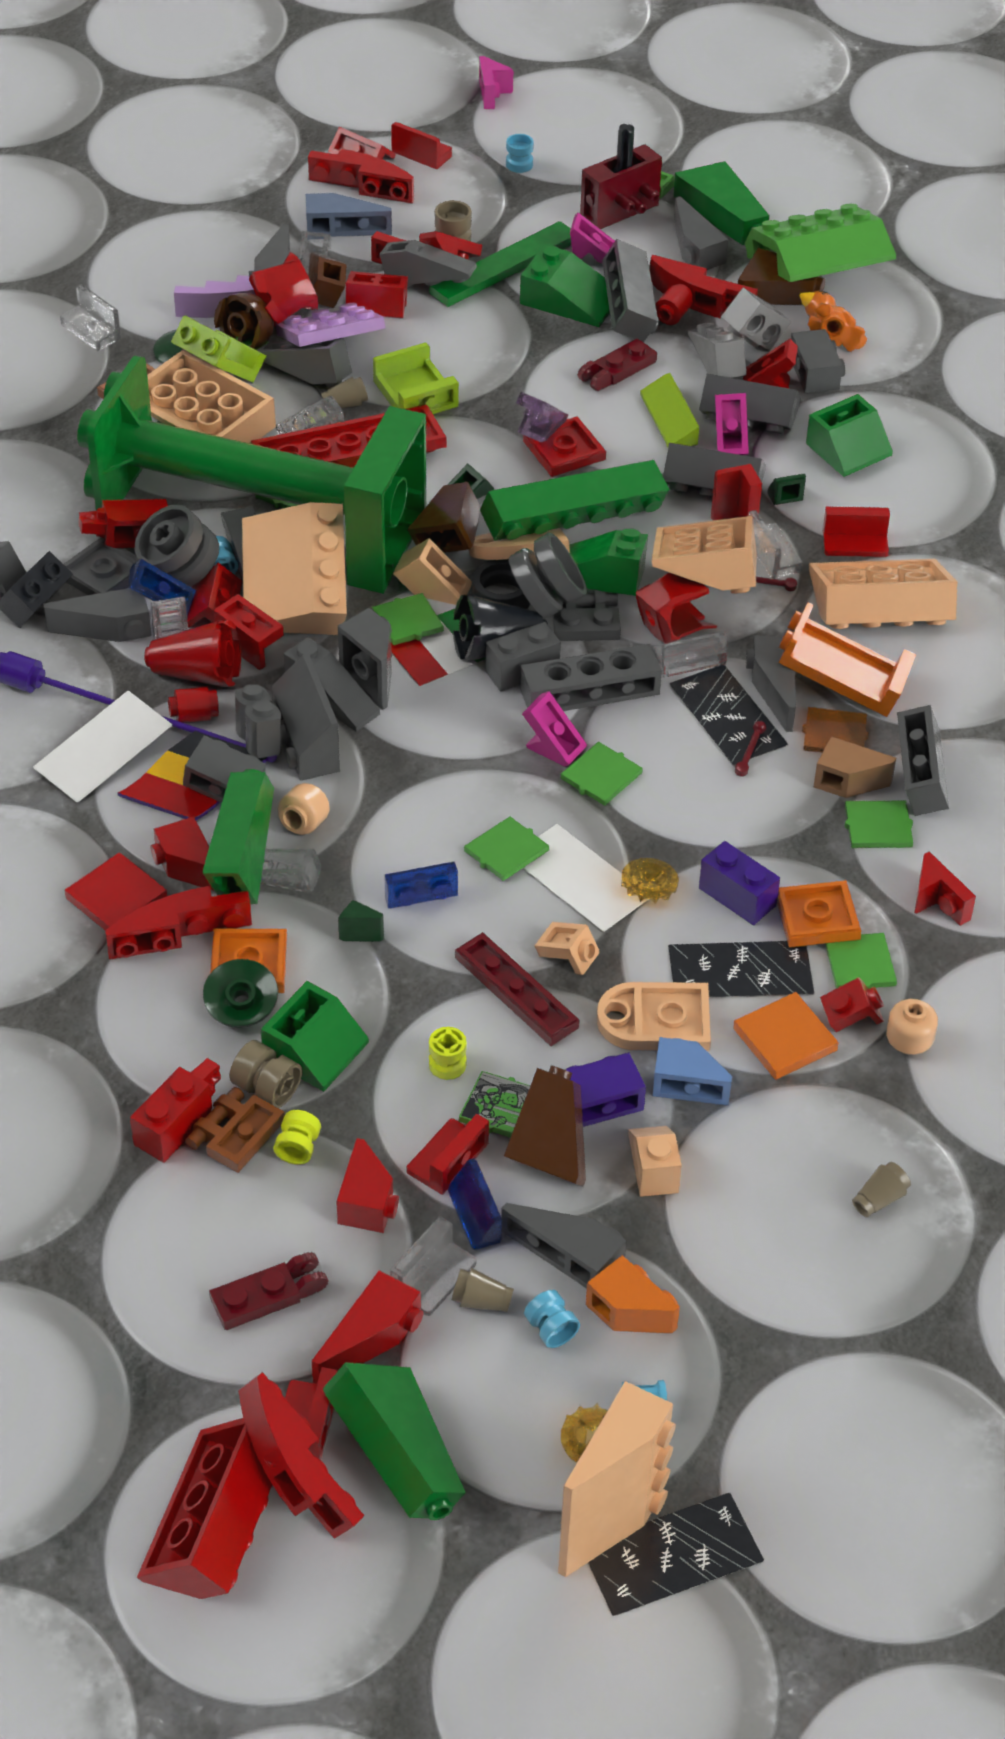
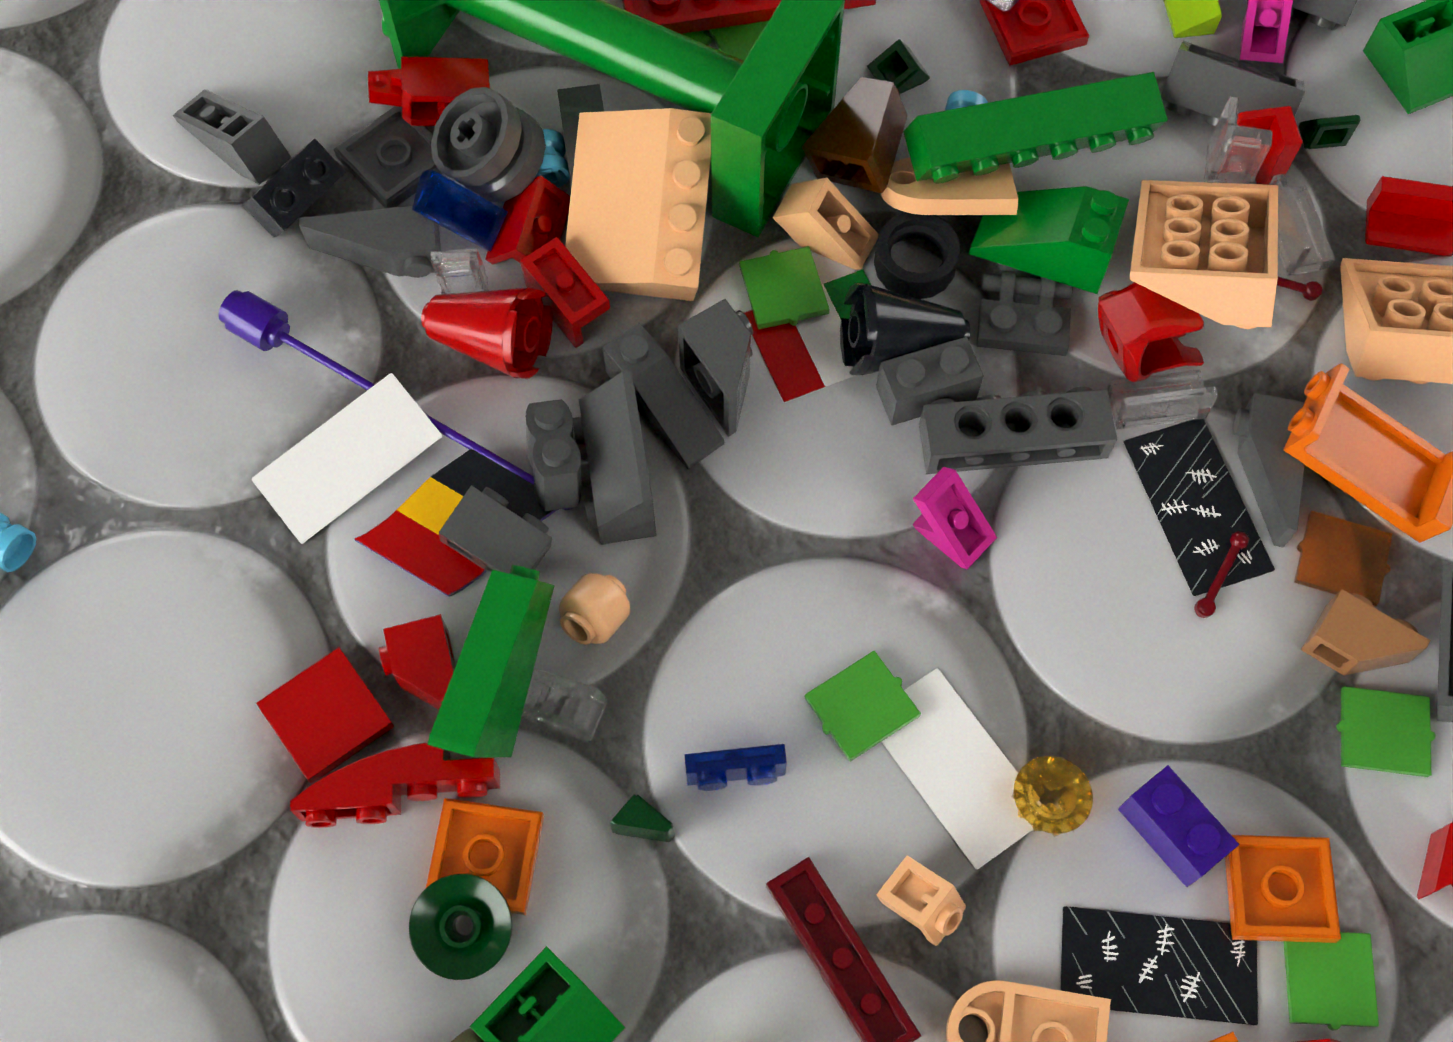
camera: 10 degrees right, 20 degrees up
(193, 704) = (475, 405): red brick -> none
(547, 575) = (980, 264): dark grey wheel -> none
(601, 773) = (1010, 588): bright green piece -> none
(721, 496) = (1235, 150): none -> clear panel

